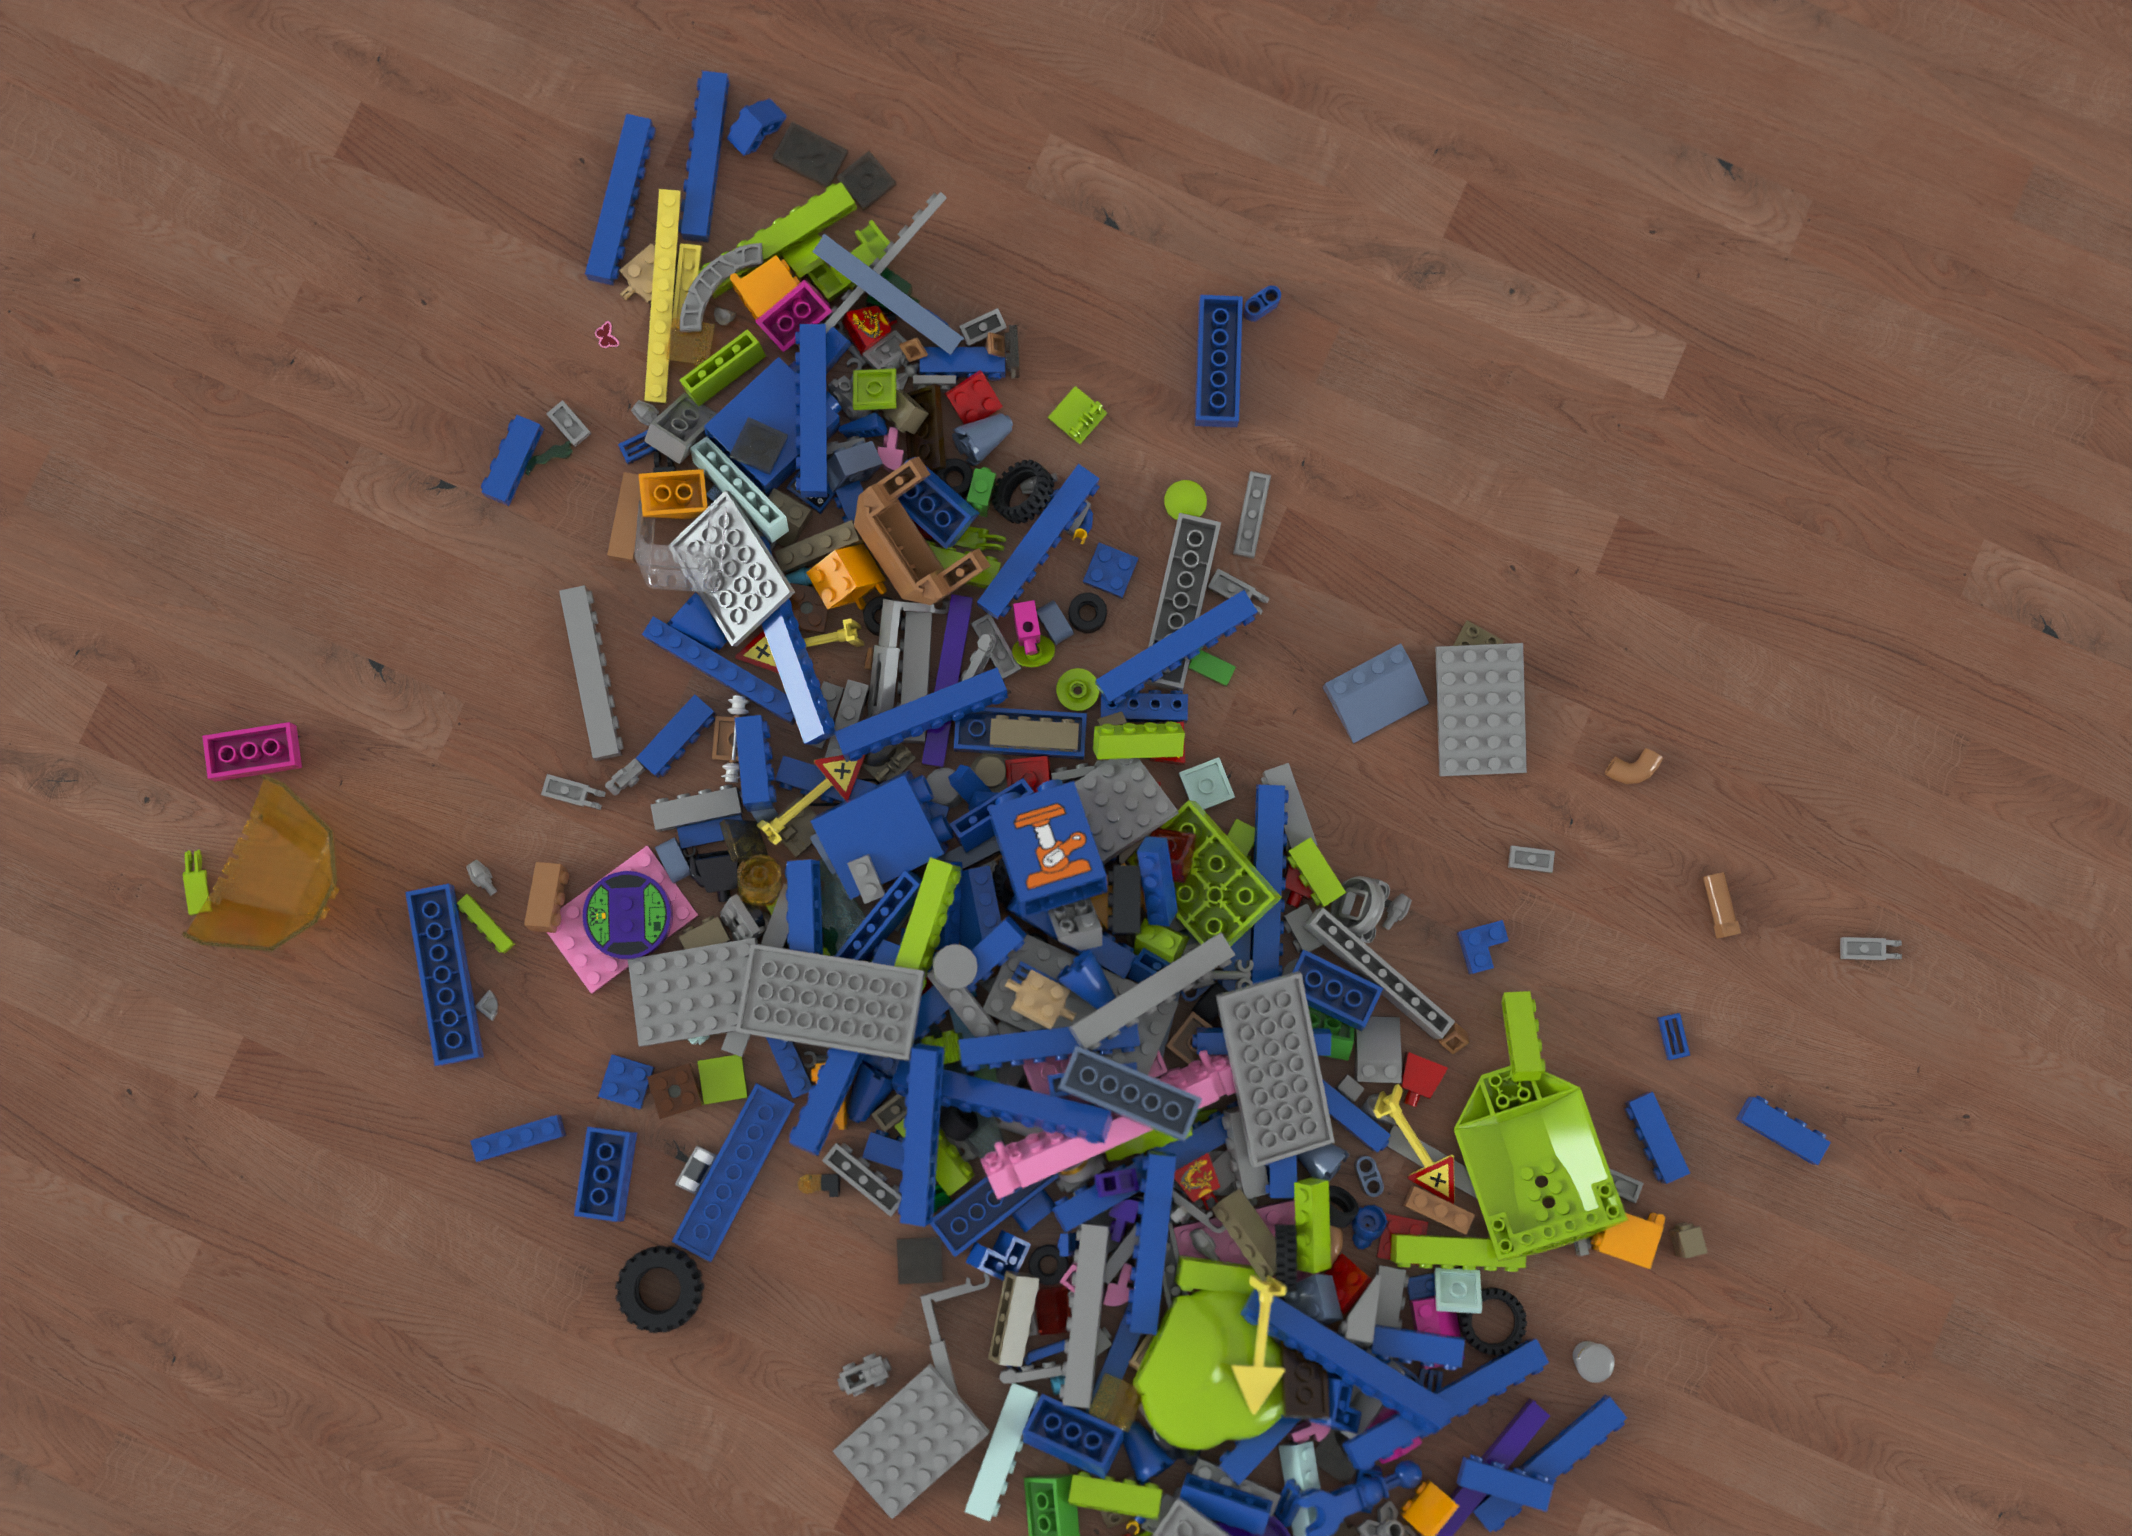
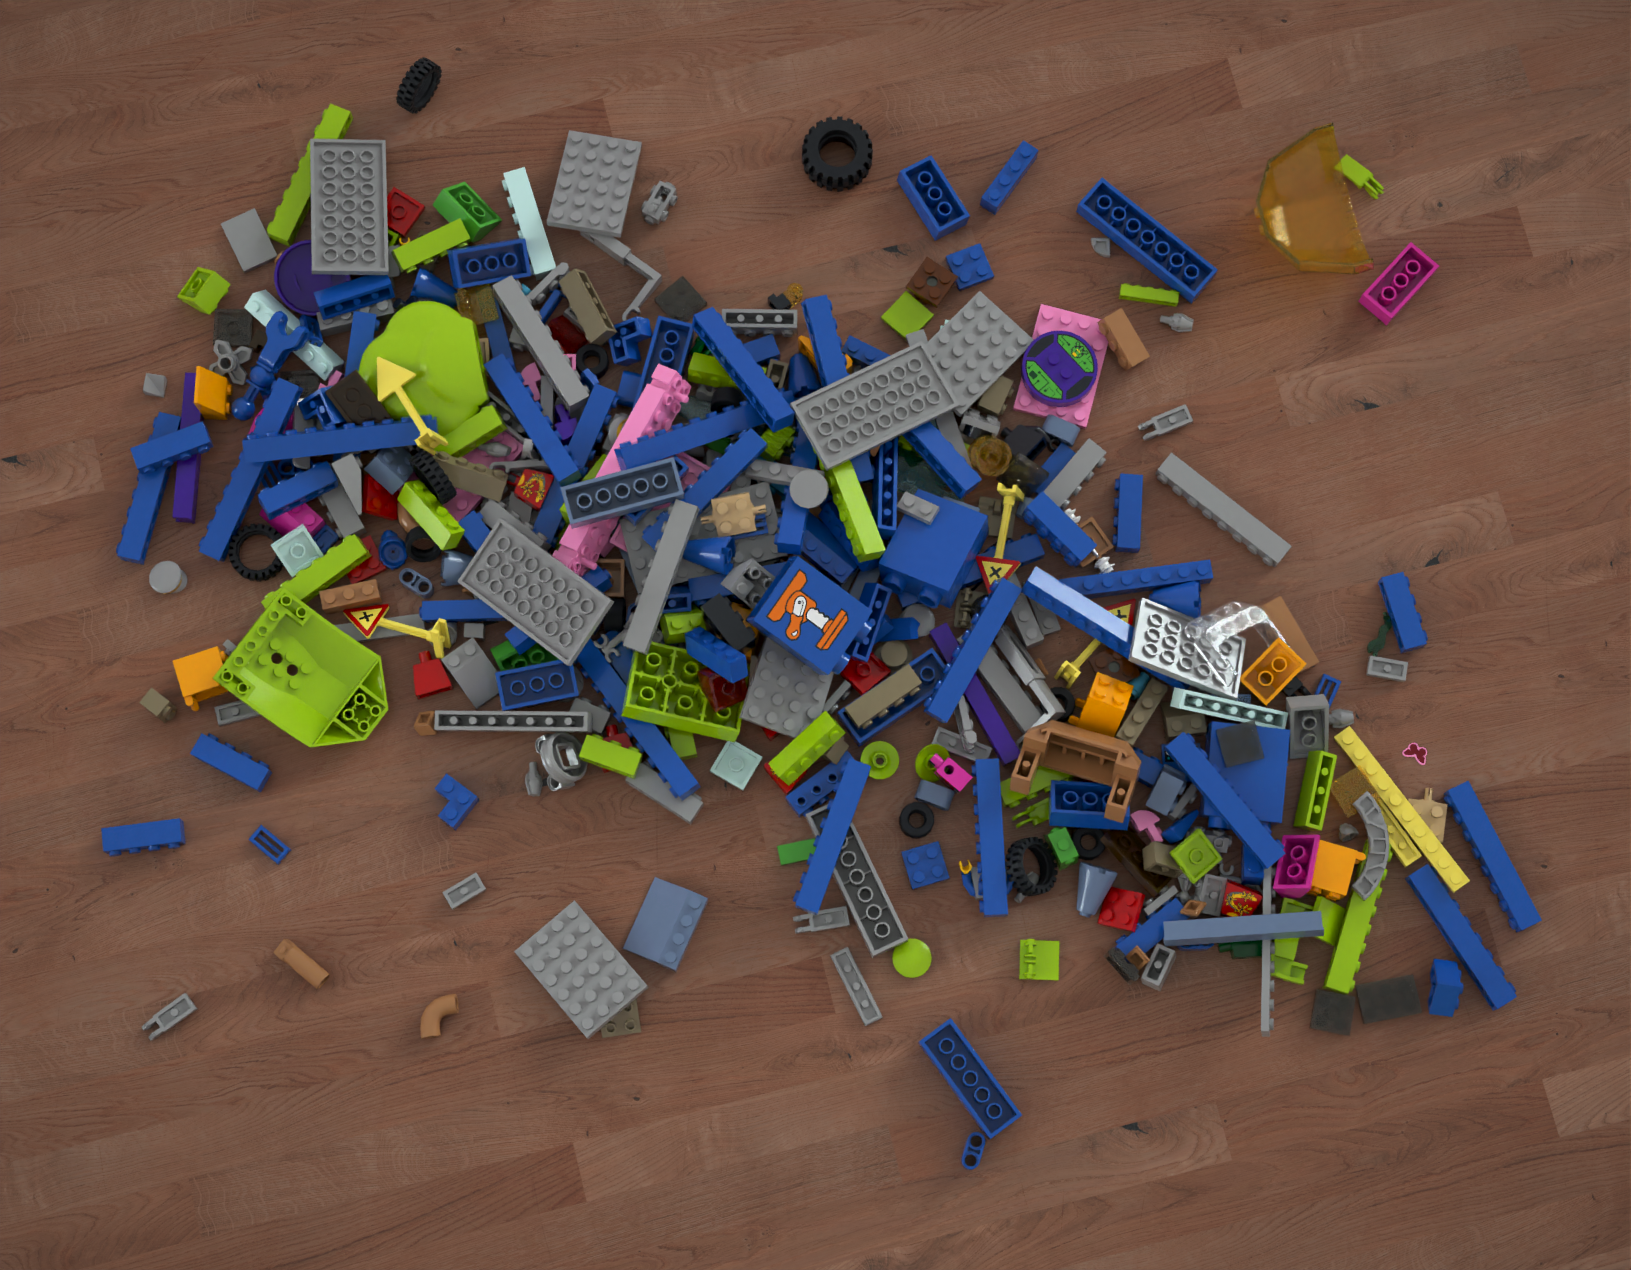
camera: 145 degrees right, 5 degrees down
(625, 777) = (1139, 459): light grey piece -> none
(696, 1170) = (876, 246): slope -> none
(733, 1172) = (850, 263): blue plate -> none
(1116, 1182) = (587, 437): dark purple brick -> none
(1521, 1036) = (379, 755): lime brick -> none

